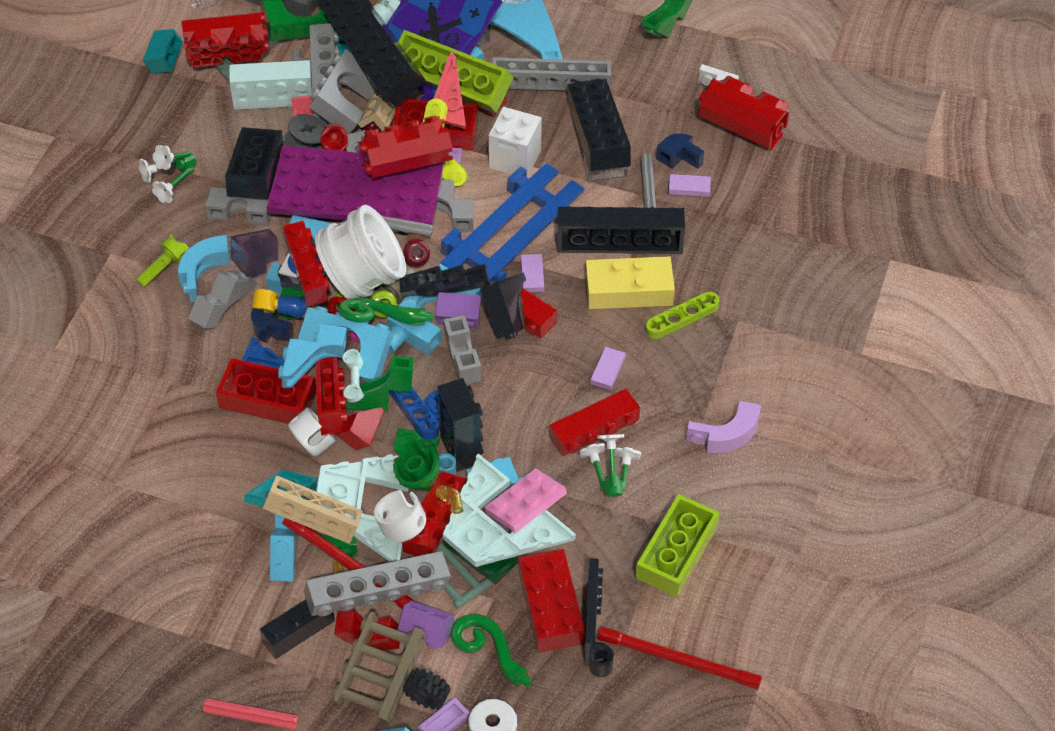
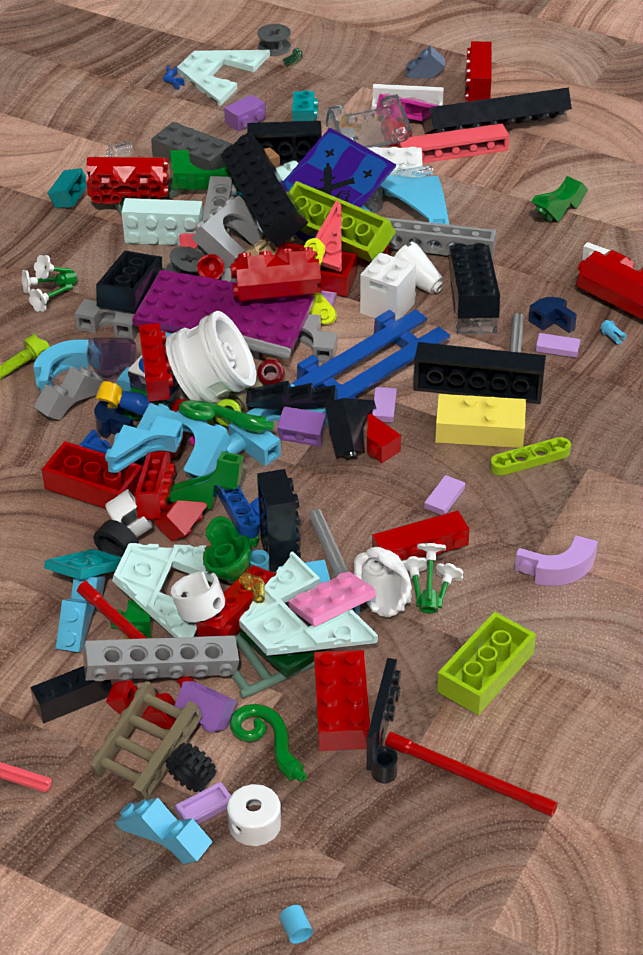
camera: 10 degrees right, 10 degrees down
(304, 459) = (114, 537): none -> black tyre
(312, 512) = (108, 581): tan fence -> none
(354, 363) = (185, 458): light aqua bar -> none
(461, 351) = (297, 460): light grey arch -> none
(507, 435) = (328, 542): none -> light grey axle
(536, 104) = (426, 274): none -> white cone
(572, 469) = (389, 578): none -> white hair
(740, 164) = (609, 328): none -> medium azure pin

